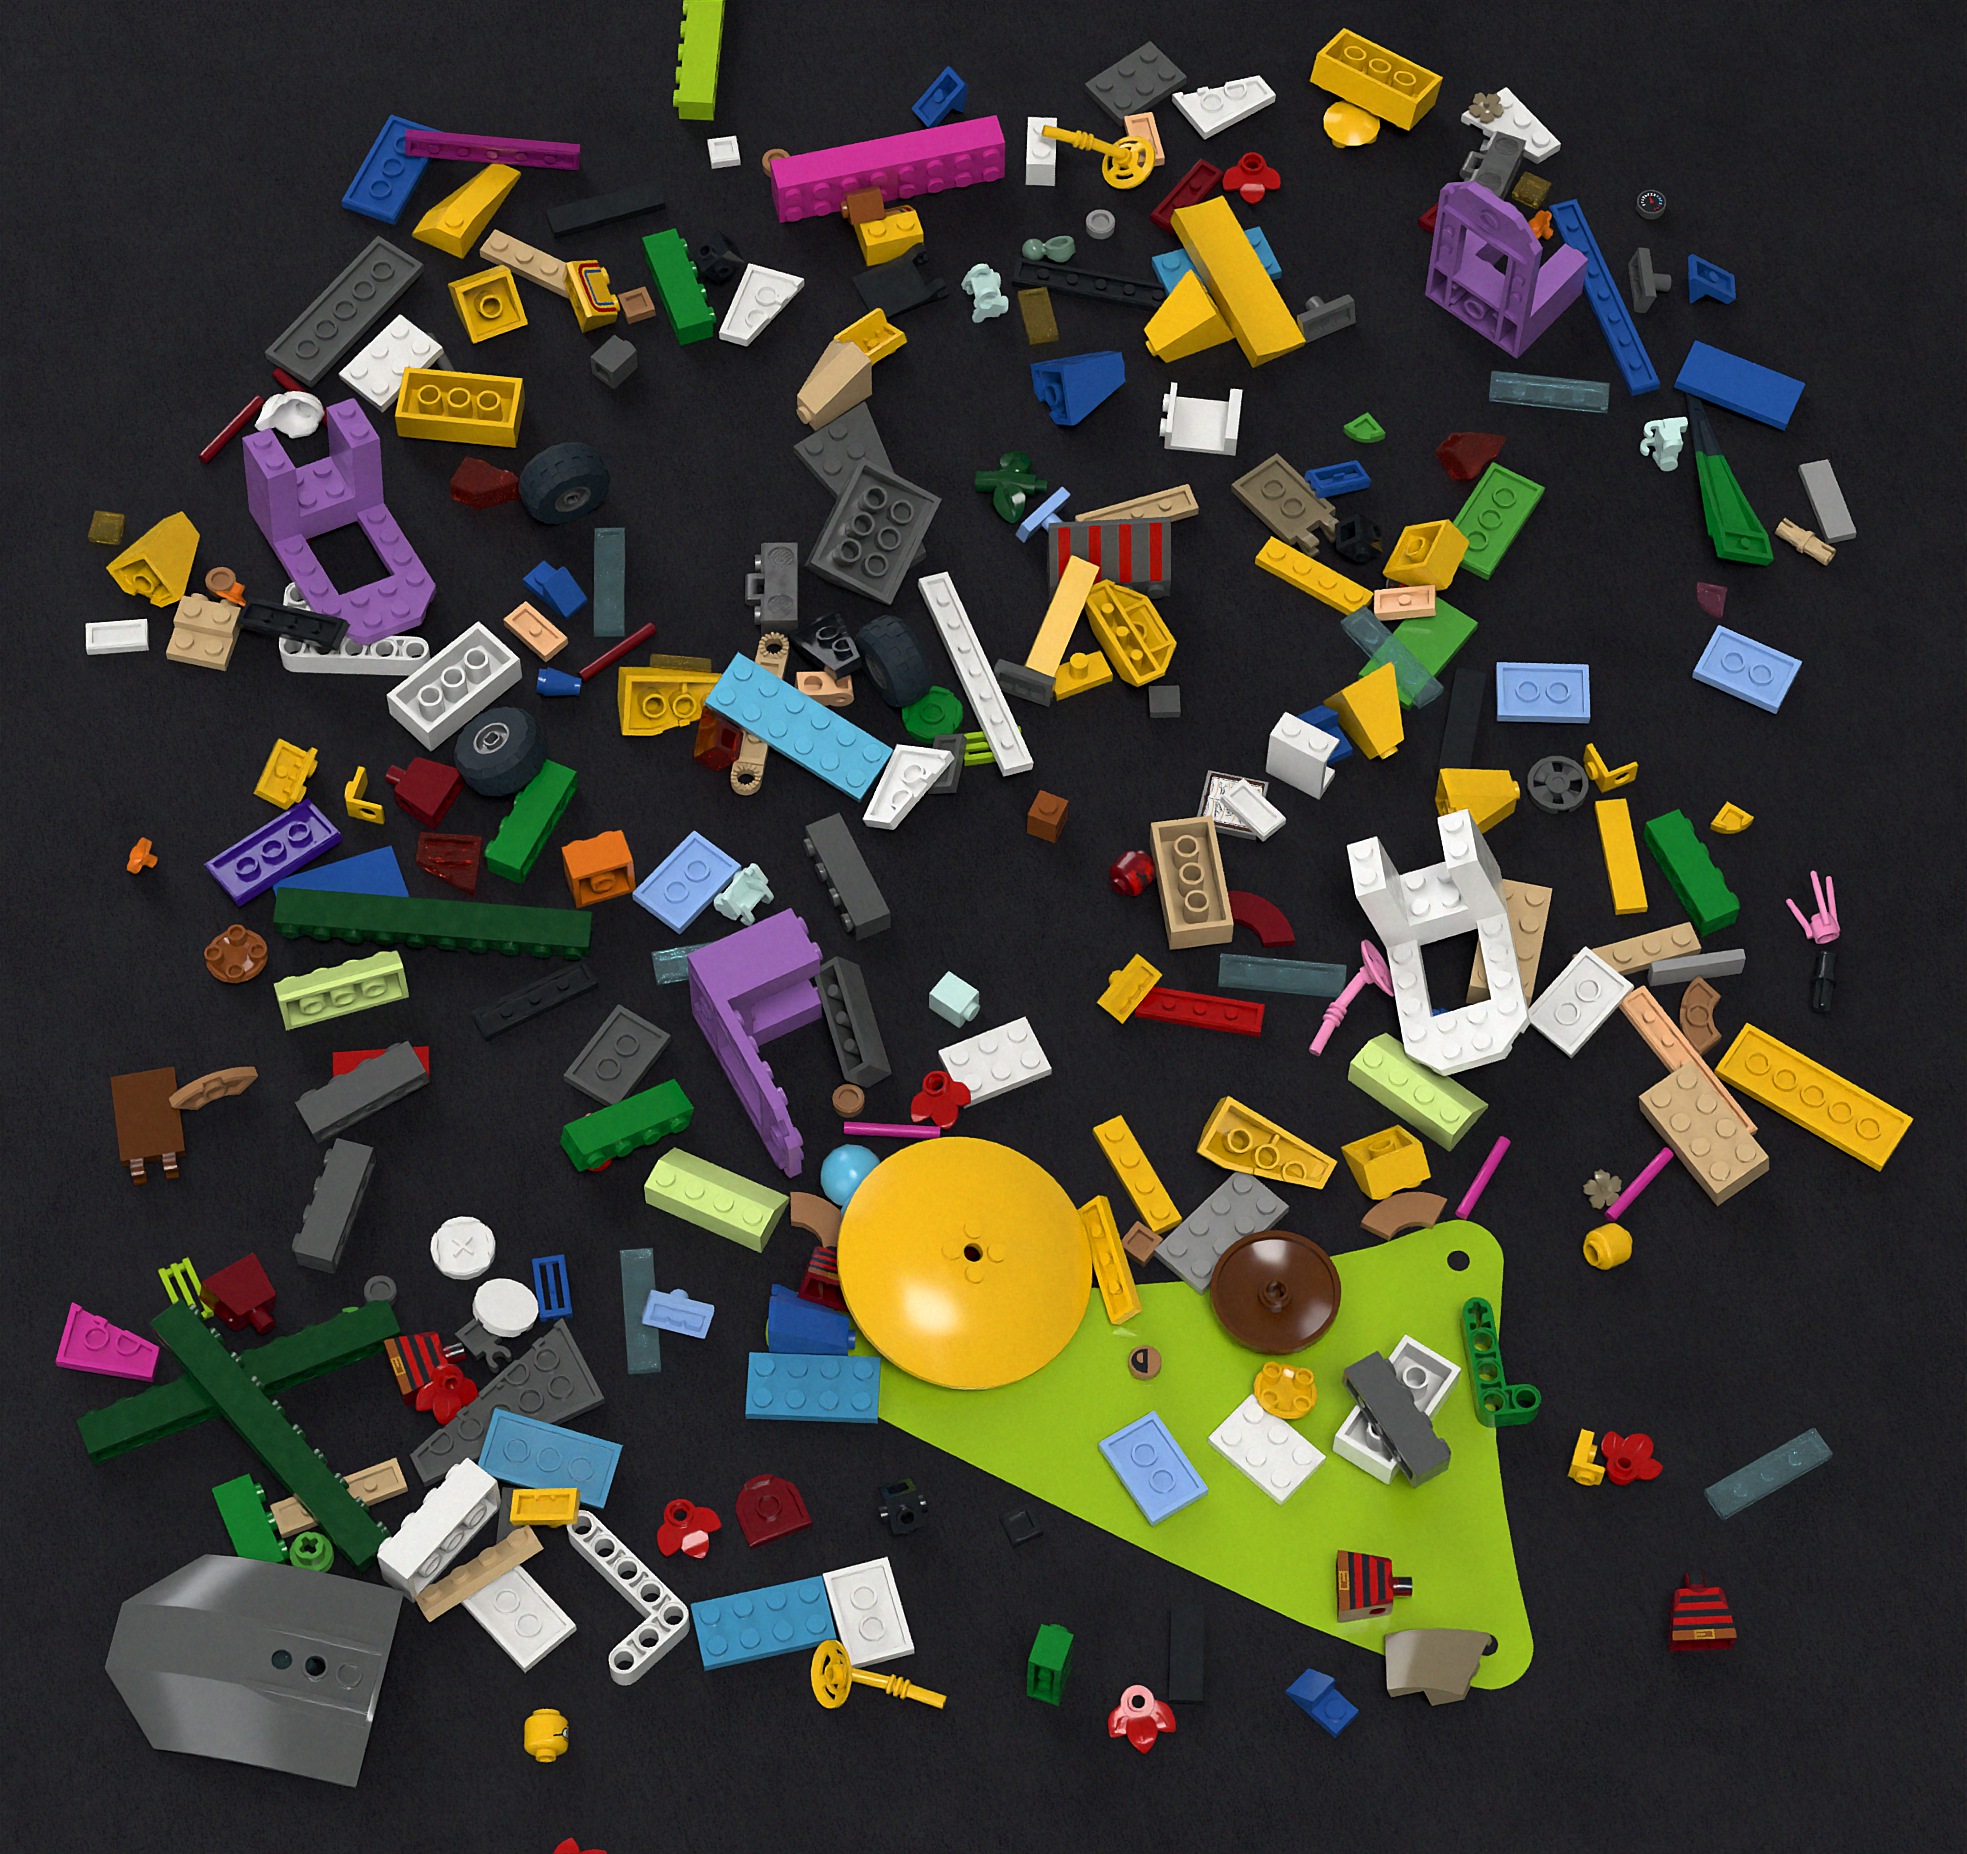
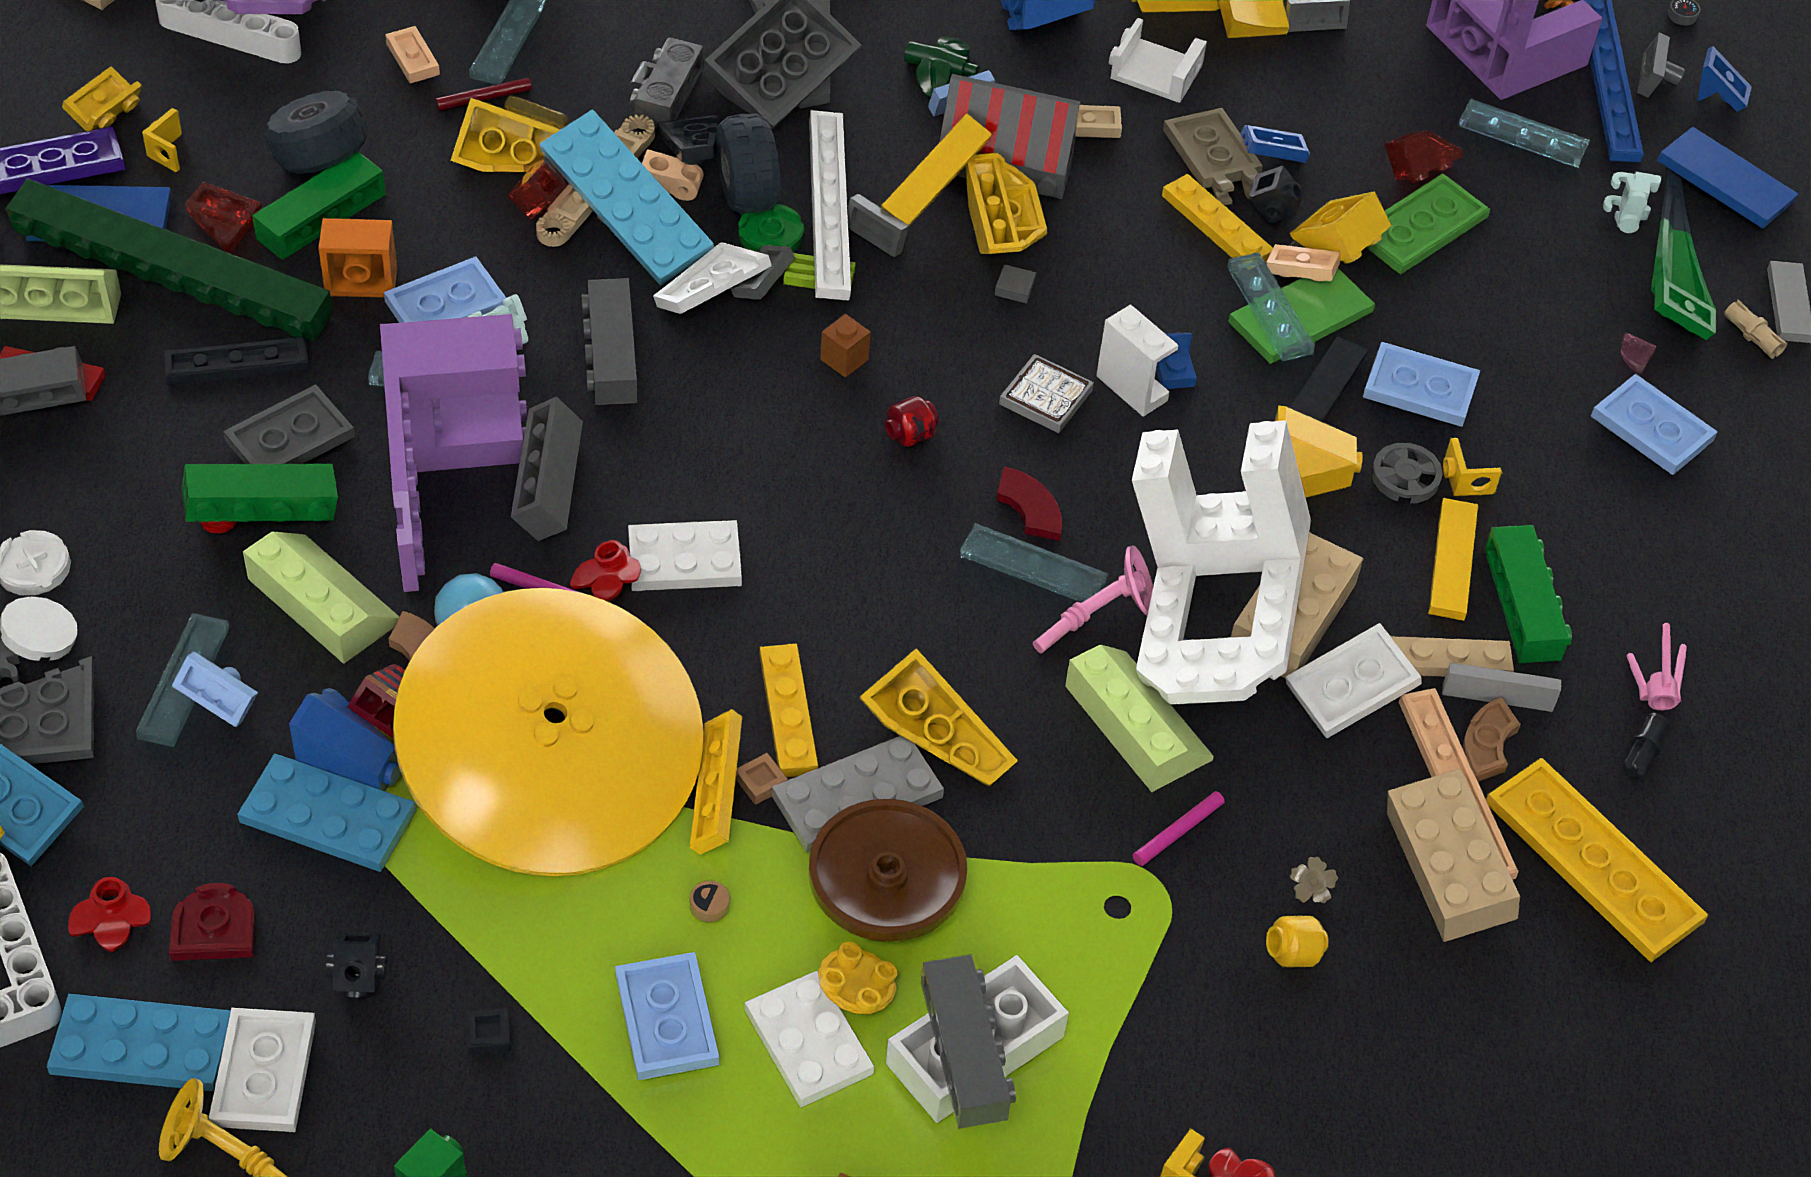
camera: 15 degrees right, 10 degrees down
(426, 789) = (231, 150): dark red torso -> none
(454, 686) = (305, 65): white brick -> none
(555, 589) = (452, 28): blue slope -> none
(555, 1312) = (106, 654): blue tile -> none
(556, 683) = (408, 100): blue cone -> none
(848, 1100) = (511, 545): medium nougat tile -> none
(954, 1000) = (667, 482): light aqua brick -> none
(1081, 674) = (938, 236): yellow tile -> none
(1129, 988) = (858, 522): yellow tile -> none
(1191, 882) = (969, 445): tan brick -> none
(1202, 1011) = (929, 571): red tile -> none
(1253, 810) = (1066, 400): white tile -> none
(1364, 429) = (1320, 114): bright green tile -> none
(1371, 712) = (1227, 344): yellow slope -> none
(1387, 1162) = (1073, 779): yellow slope -> none
(1404, 1211) = (1073, 836): medium nougat tile -> none
(1490, 1363) = (1106, 1022): green beam -> none
(1639, 1184) = (1359, 889): dark pink bar -> none
(1731, 820) = (1589, 559): yellow tile -> none

